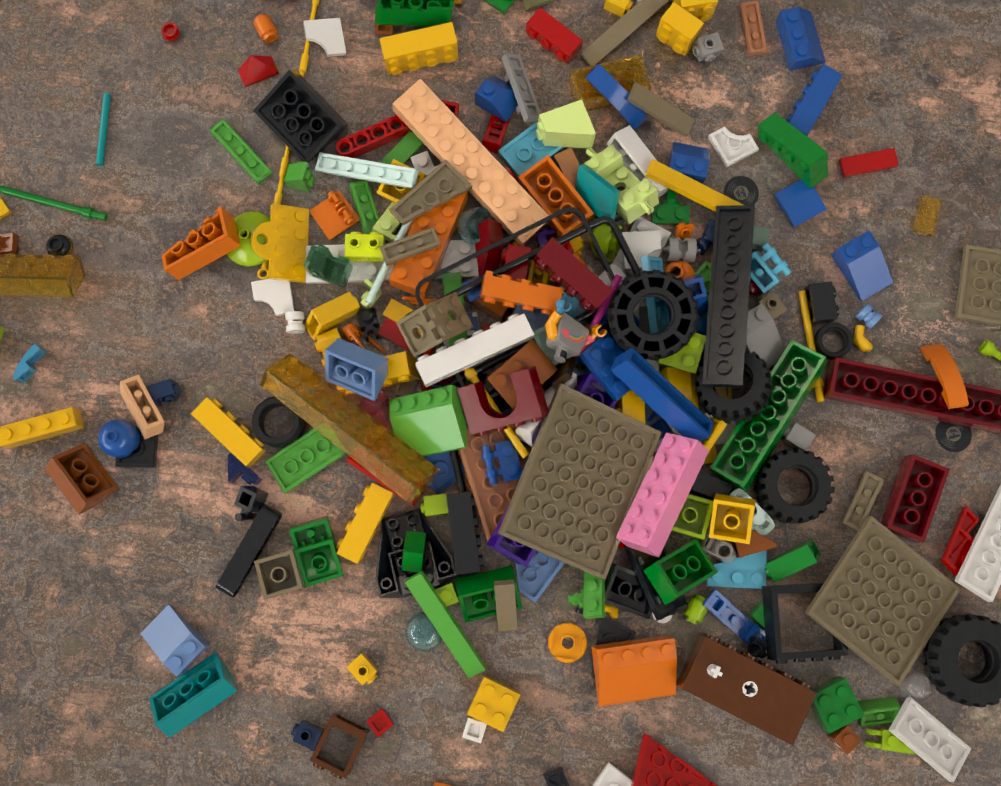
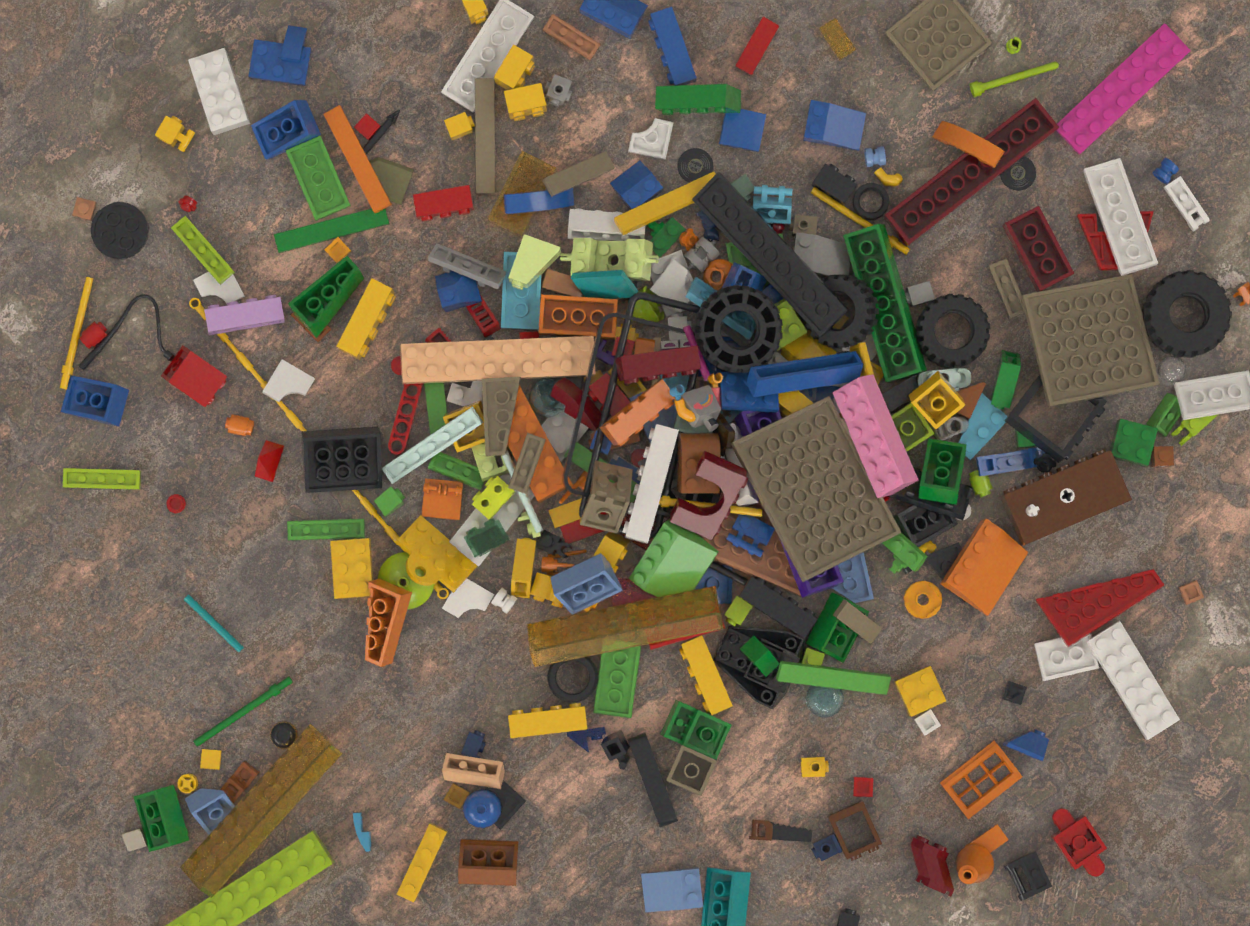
camera: 45 degrees left, 5 degrees up
(114, 410) = (456, 796): none -> pearl gold plate
(226, 187) = (351, 567): none -> yellow brick
(289, 685) = (778, 832): none -> black piece

